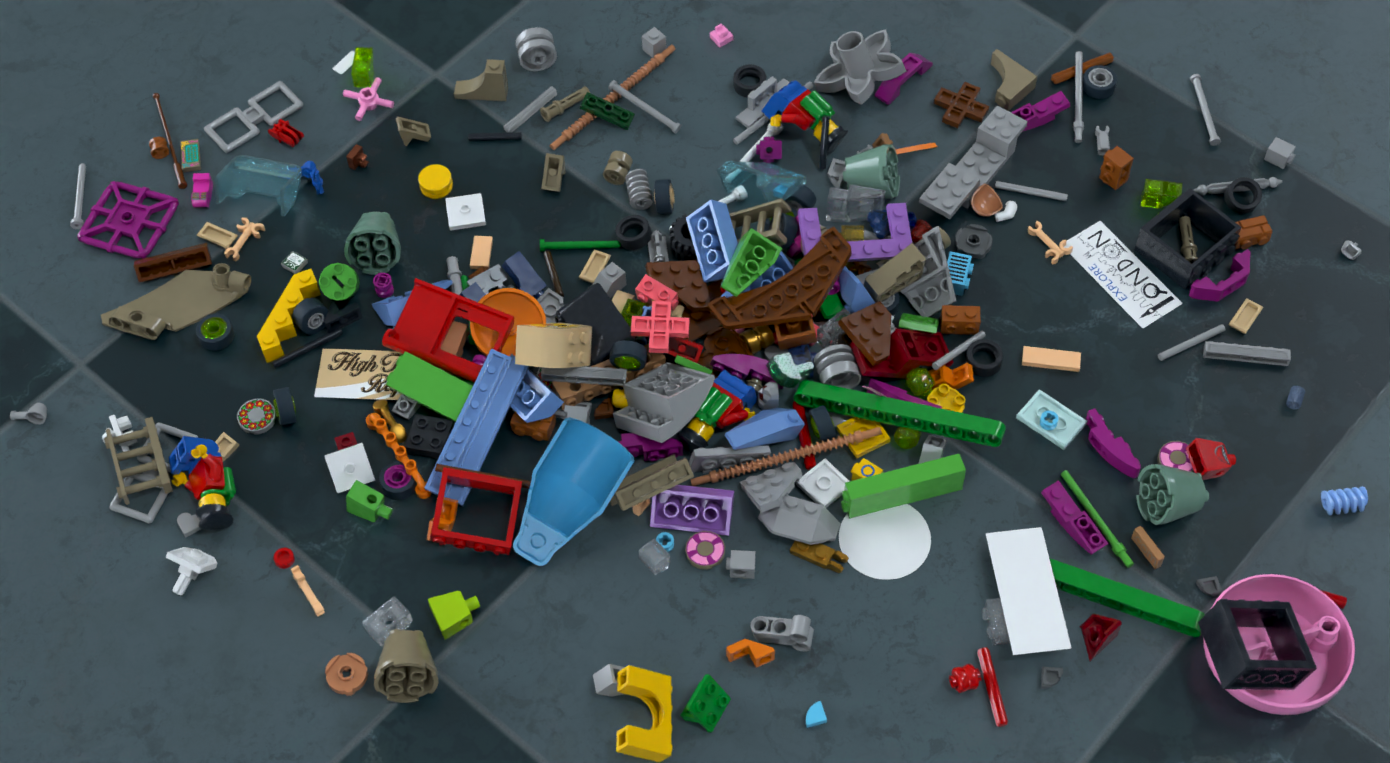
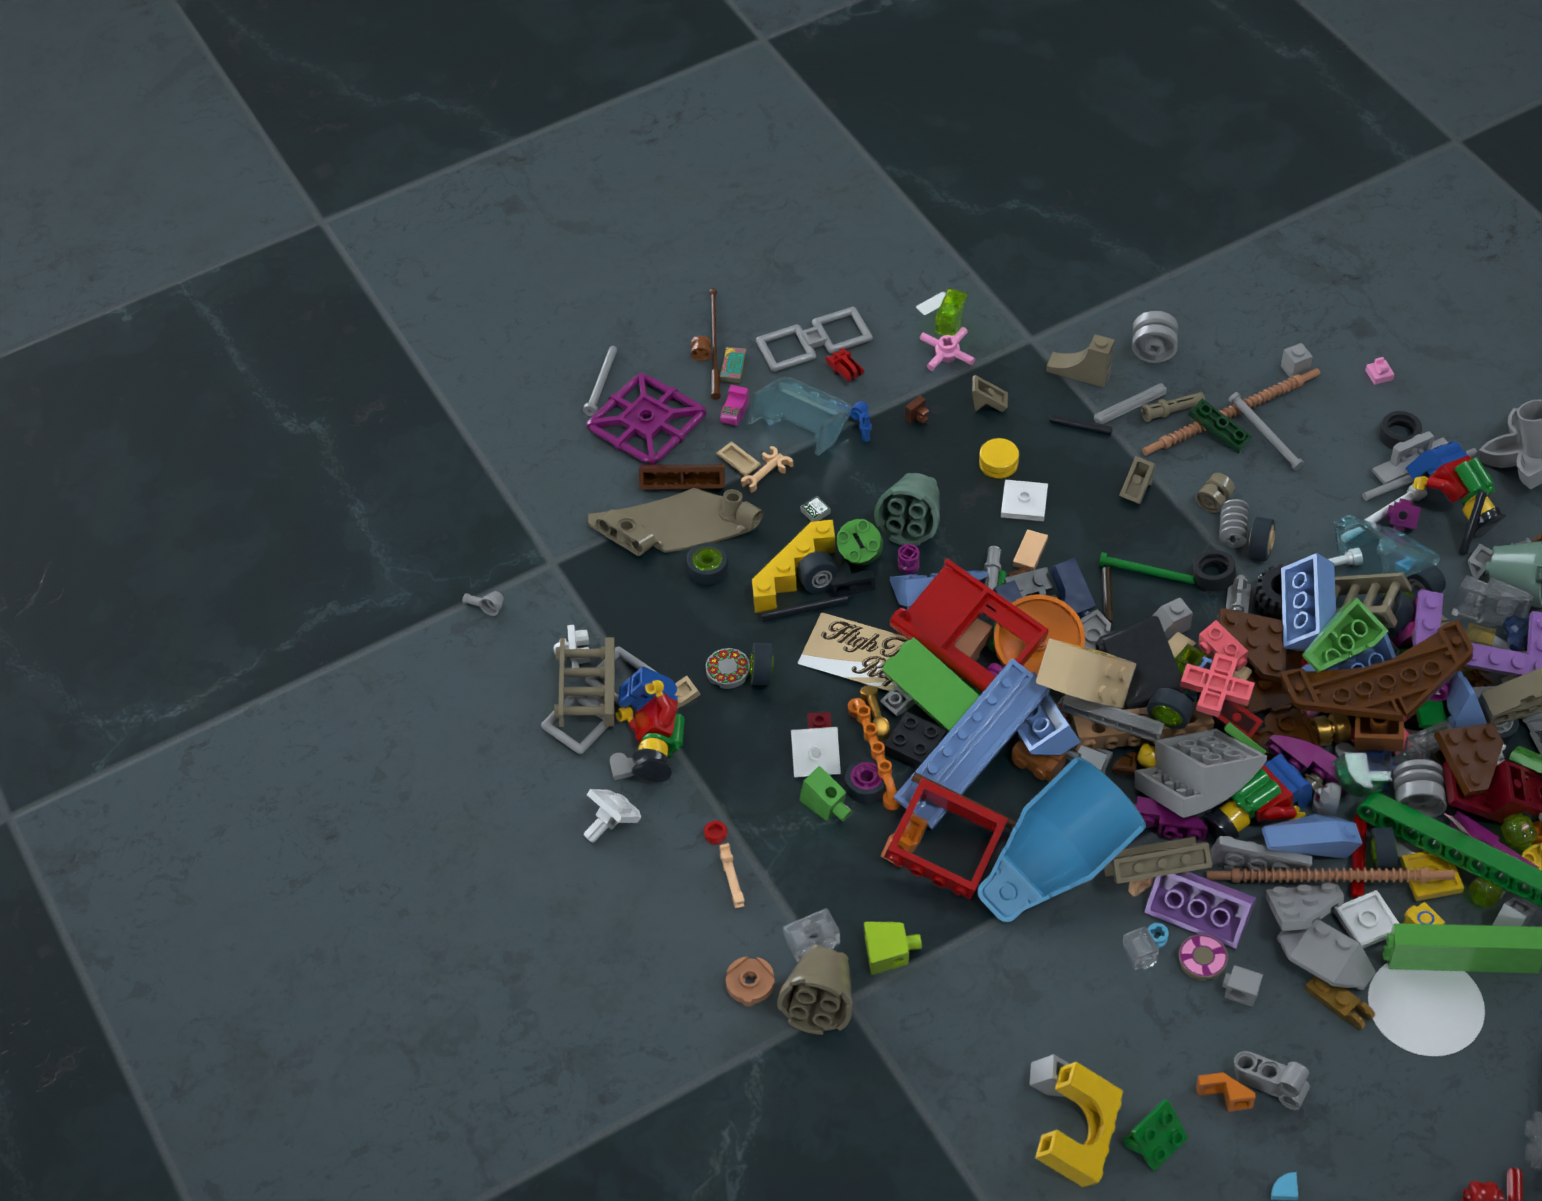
camera: 20 degrees right, 5 degrees down
(594, 265) = (1157, 597): tan tile -> none

